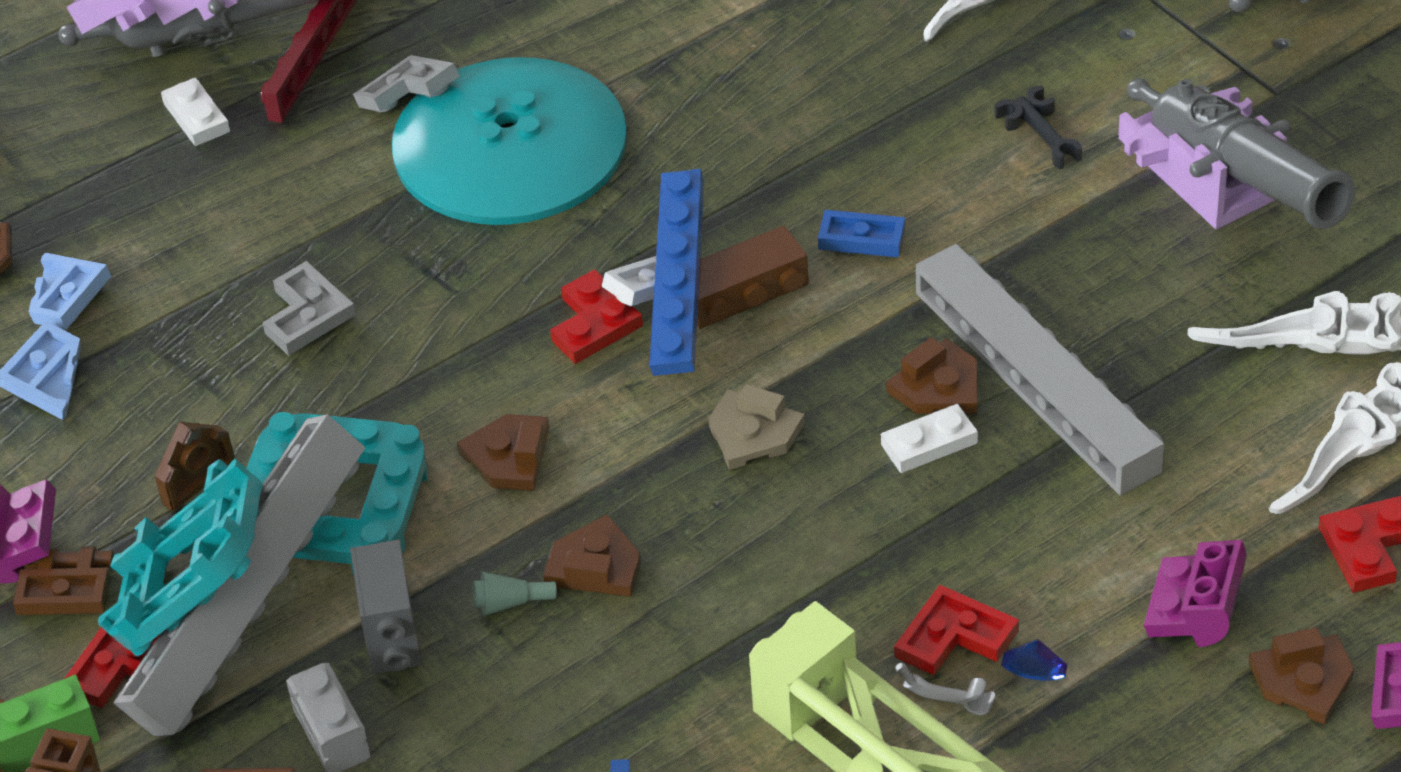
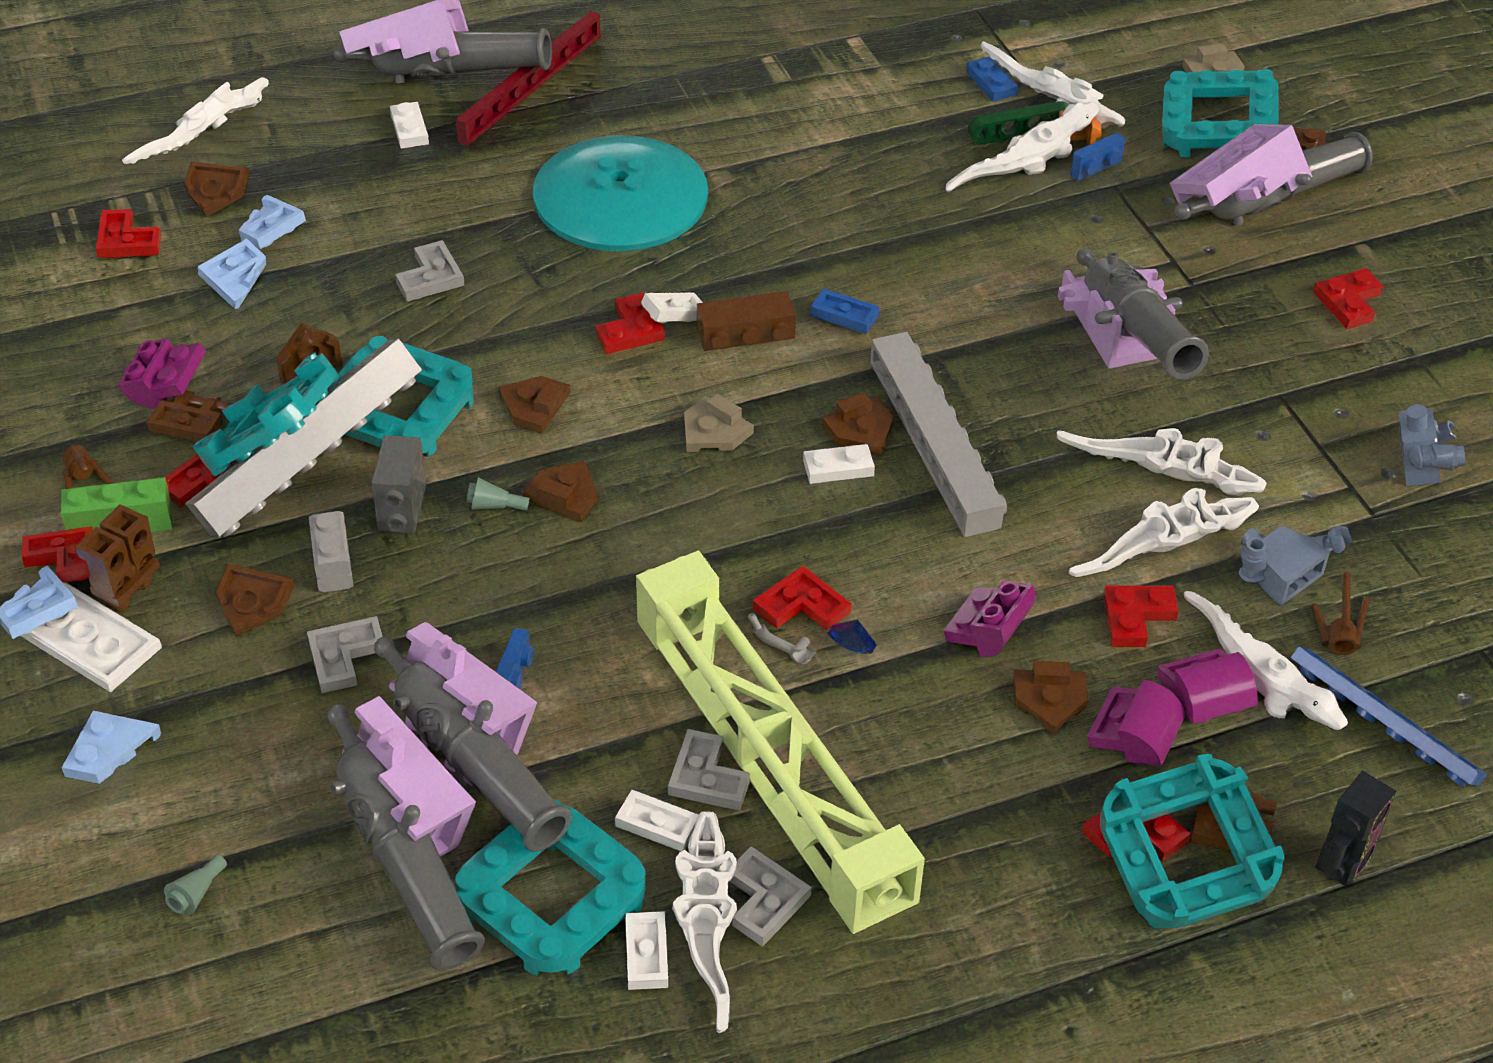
camera: 10 degrees right, 0 degrees up
(411, 75) = (569, 133): light grey plate -> none
(677, 273) = (696, 305): blue plate -> none
(1033, 112) = (1004, 256): black bar -> none

